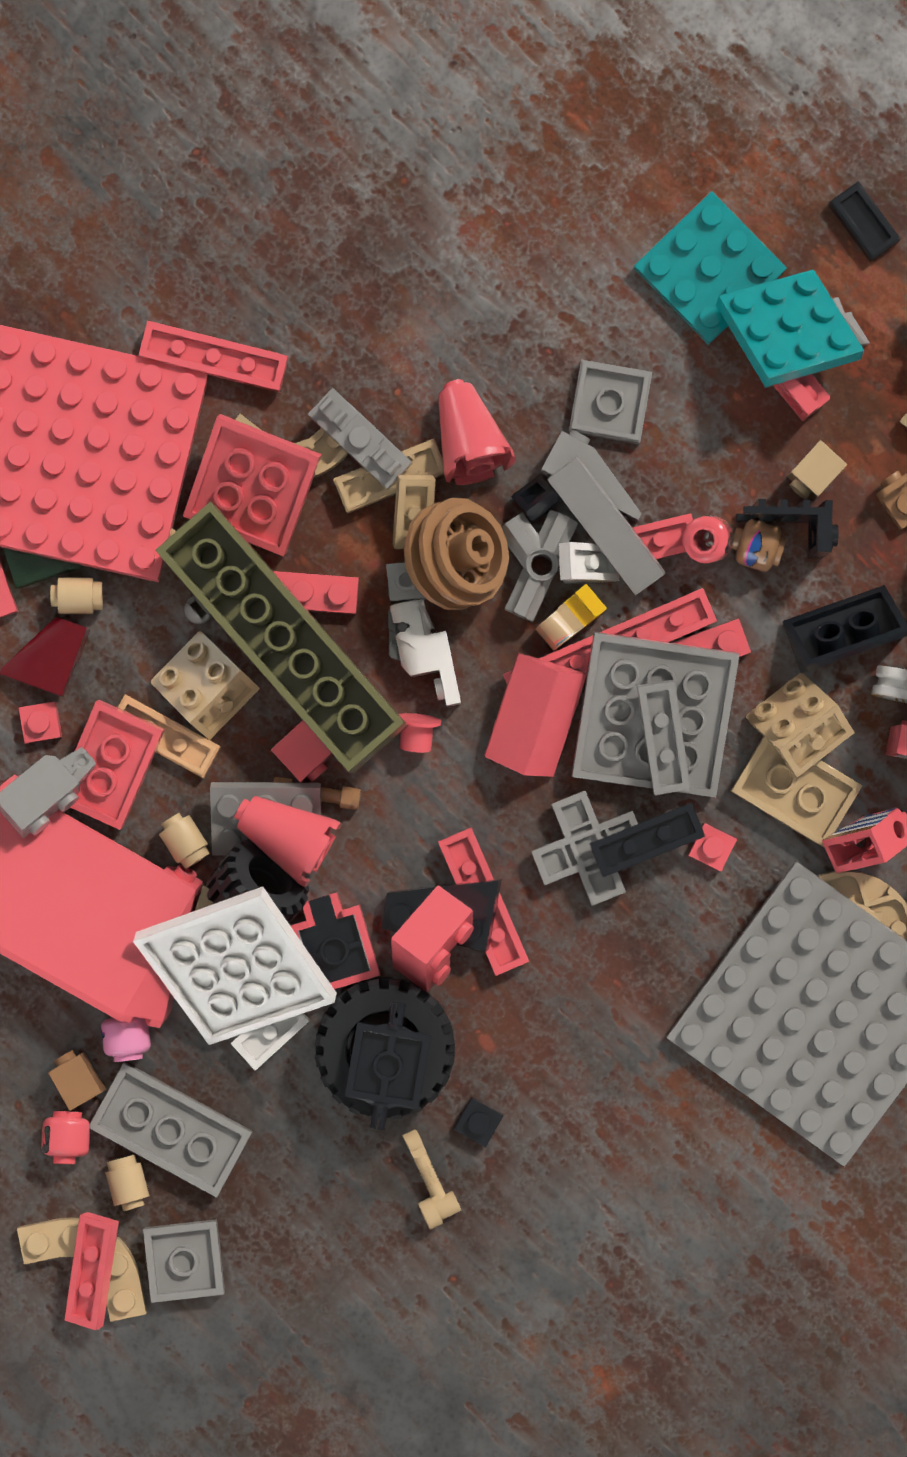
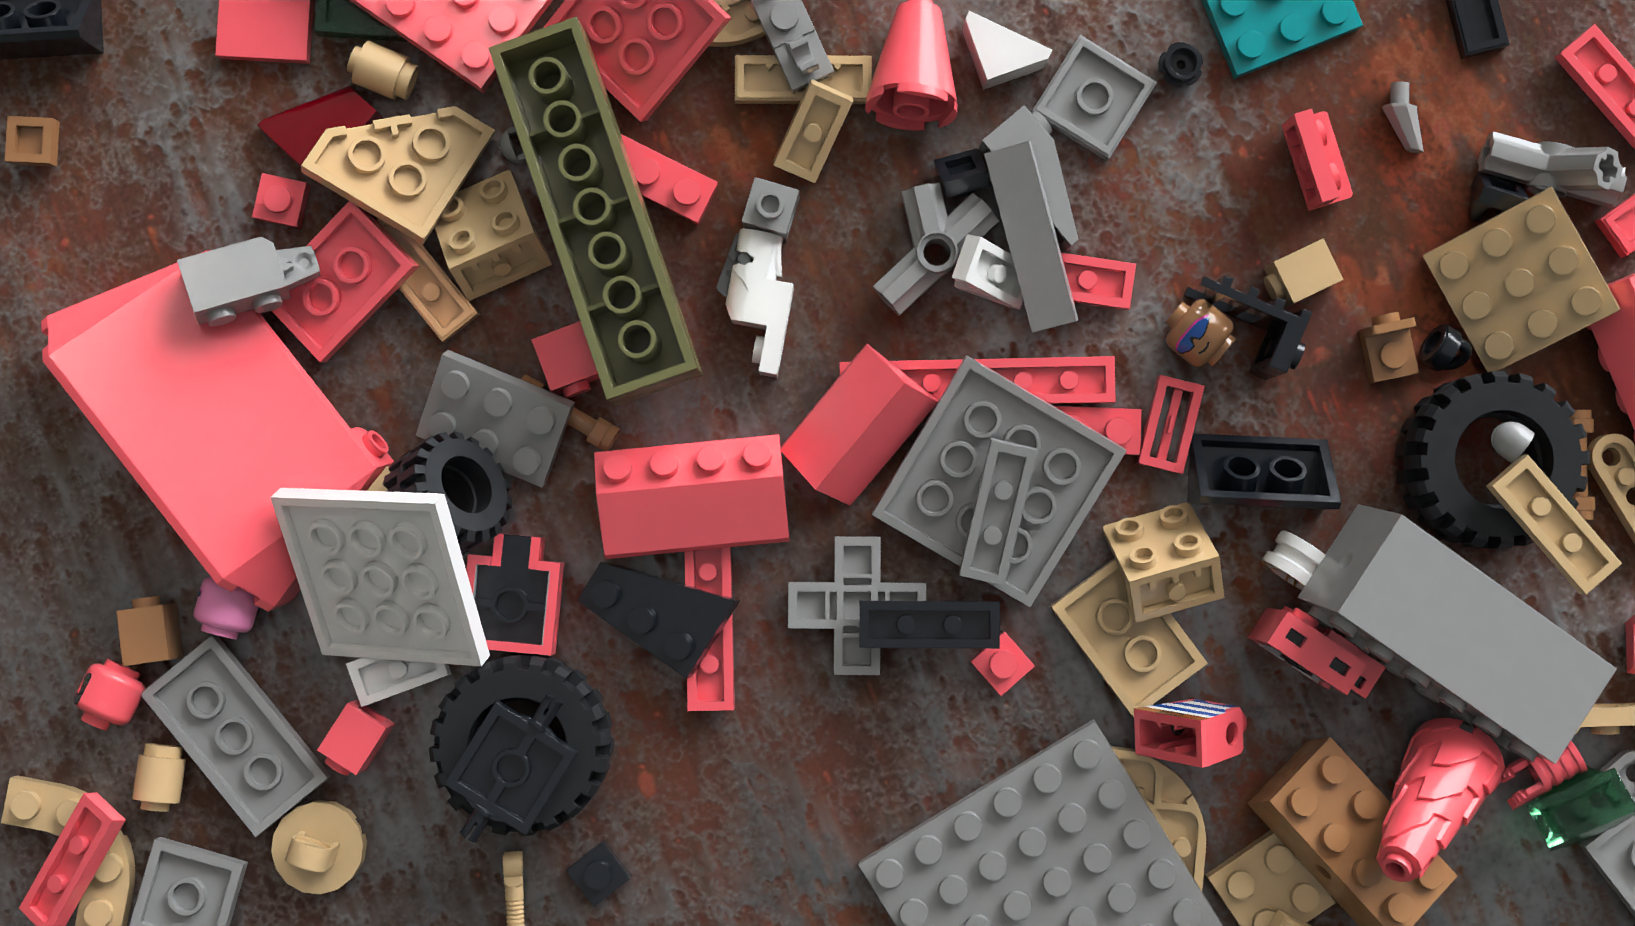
camera: 20 degrees right, 0 degrees up
(122, 661) = (401, 165): none -> tan plate
(184, 840) = (389, 404): tan brick -> none
(259, 1096) = (355, 738): none -> coral brick
(264, 1187) = (318, 847): none -> tan tile
(287, 835) = (508, 447): coral cone -> none
(419, 732) = (713, 389): coral piece -> none
(428, 936) = (623, 634): coral brick -> none
(435, 817) = (691, 496): none -> coral slope
(454, 541) = (839, 180): medium nougat wheel -> none
(528, 397) = (1001, 53): none -> white slope
(571, 617) = (946, 328): leg -> none
(667, 342) = (1189, 56): none -> black plate
(697, 545) = (1128, 300): coral head -> none
(778, 617) = (1190, 418): none -> coral tile
(789, 328) = (1340, 92): teal plate -> none

